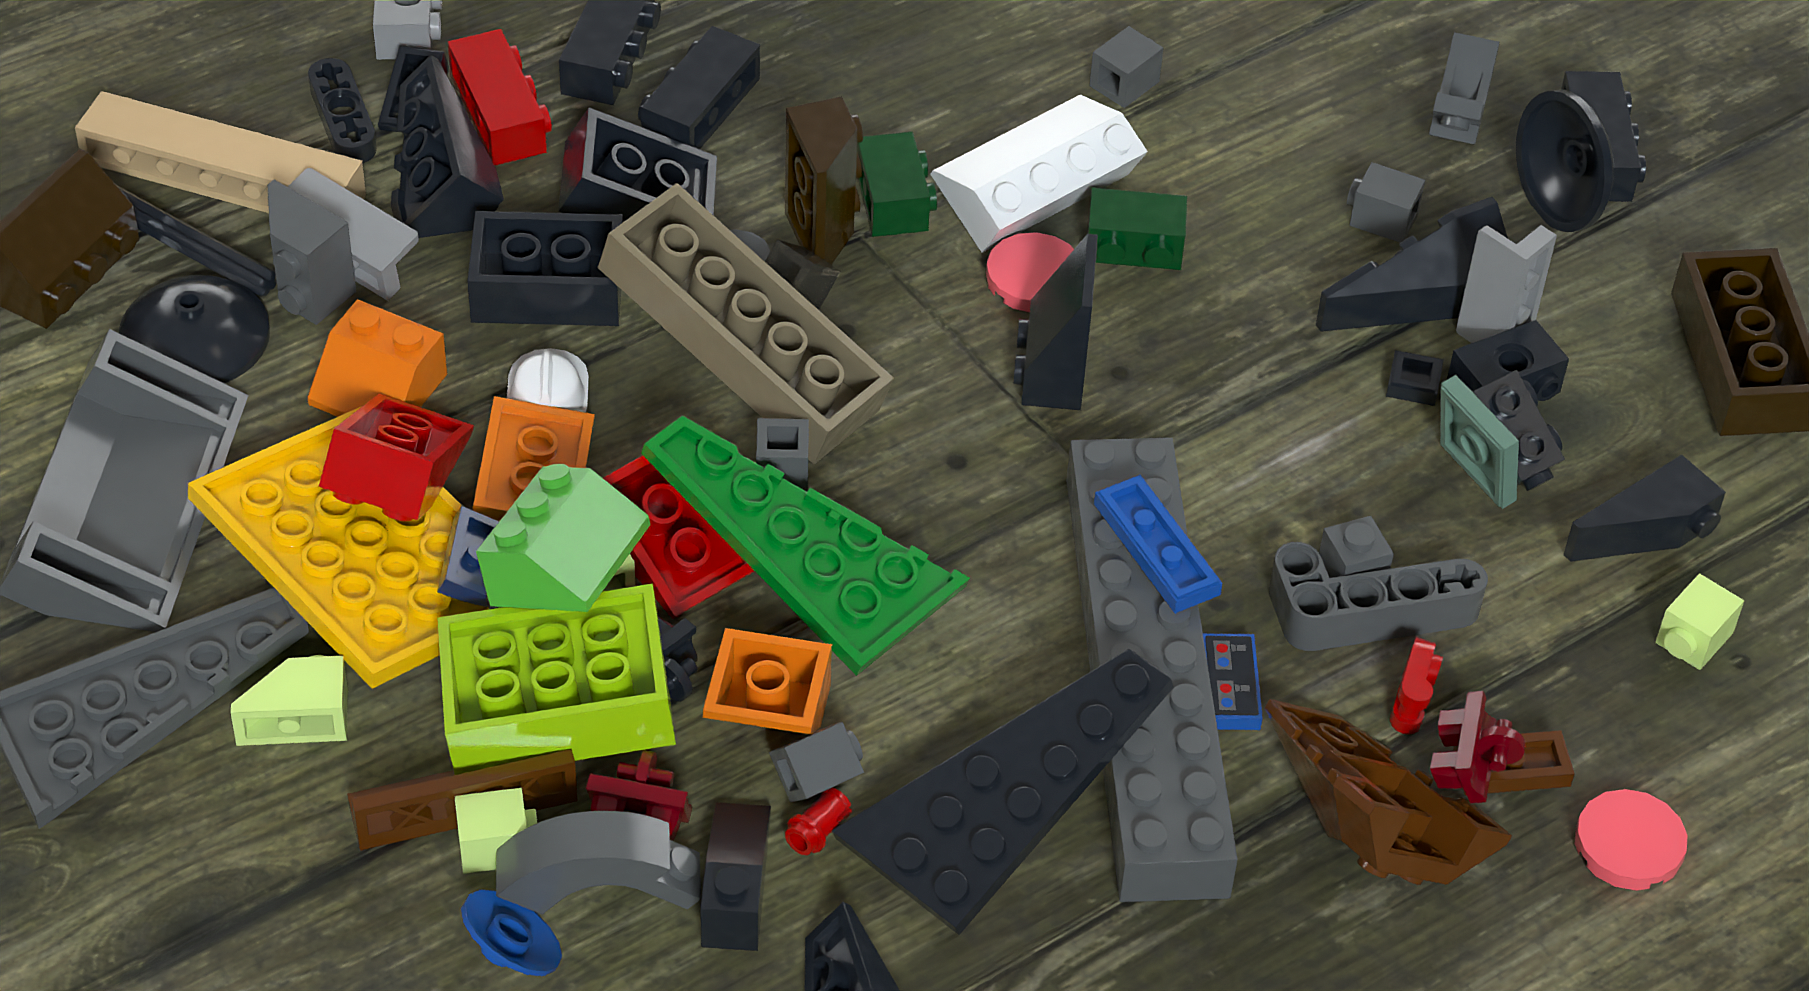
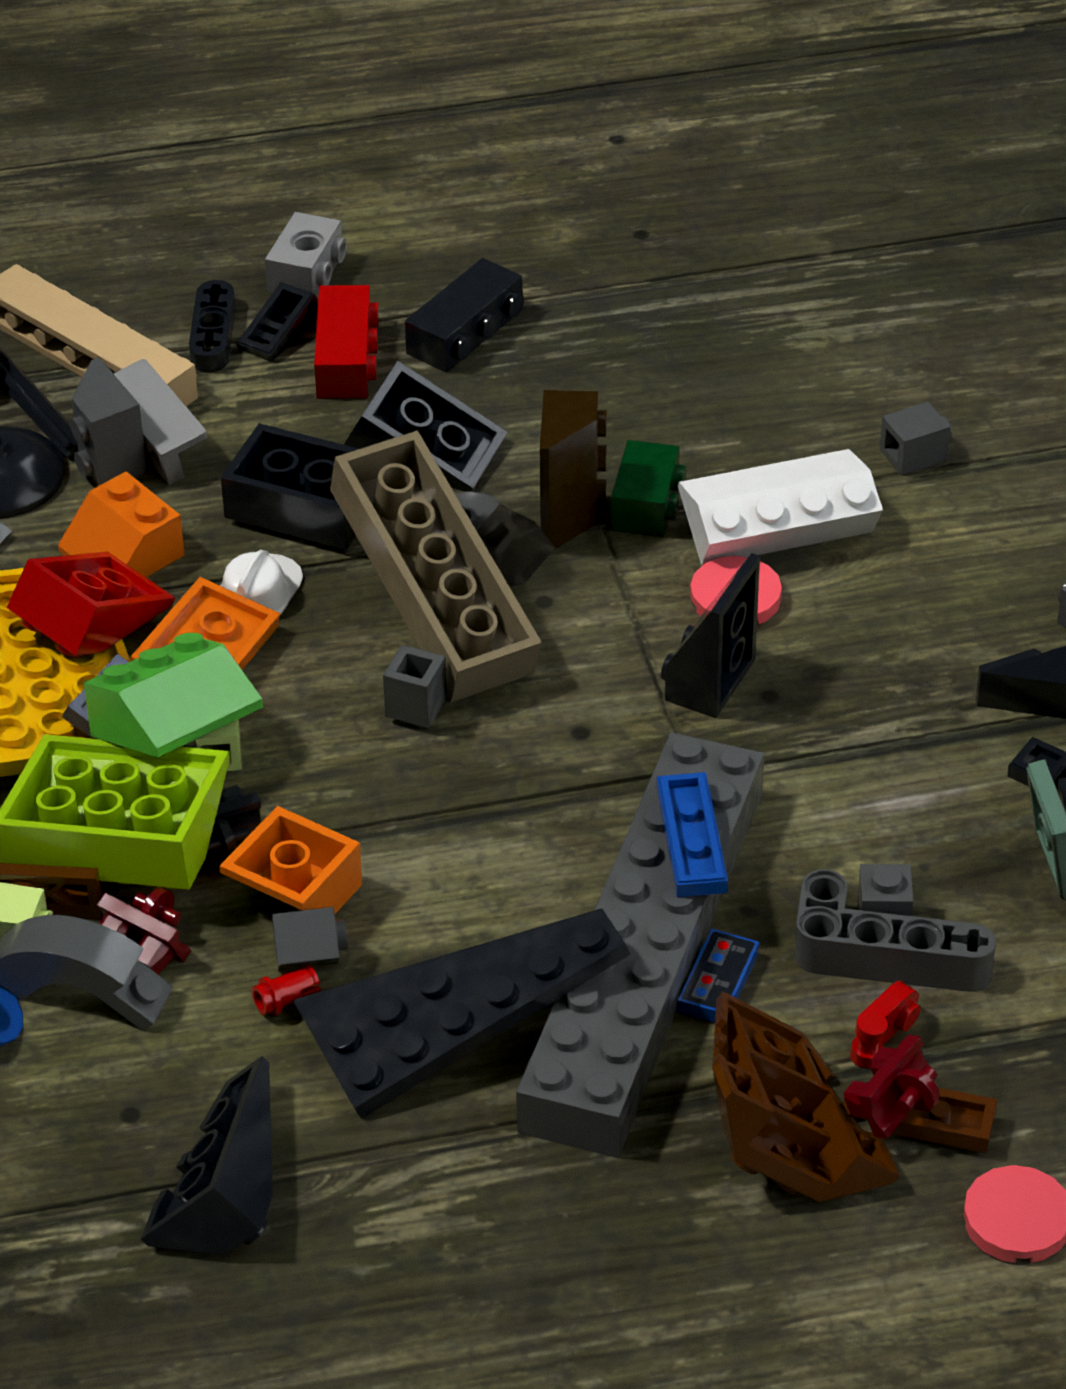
camera: 25 degrees right, 5 degrees down
(441, 160) = (268, 382): black wedge -> none
(679, 548) = (300, 729): red slope -> none
(702, 88) = (518, 373): black brick -> none
(735, 877) = (188, 1013): black slope -> none
(810, 550) = (397, 771): green wing -> none
(1138, 228) = (845, 576): dark green brick -> none

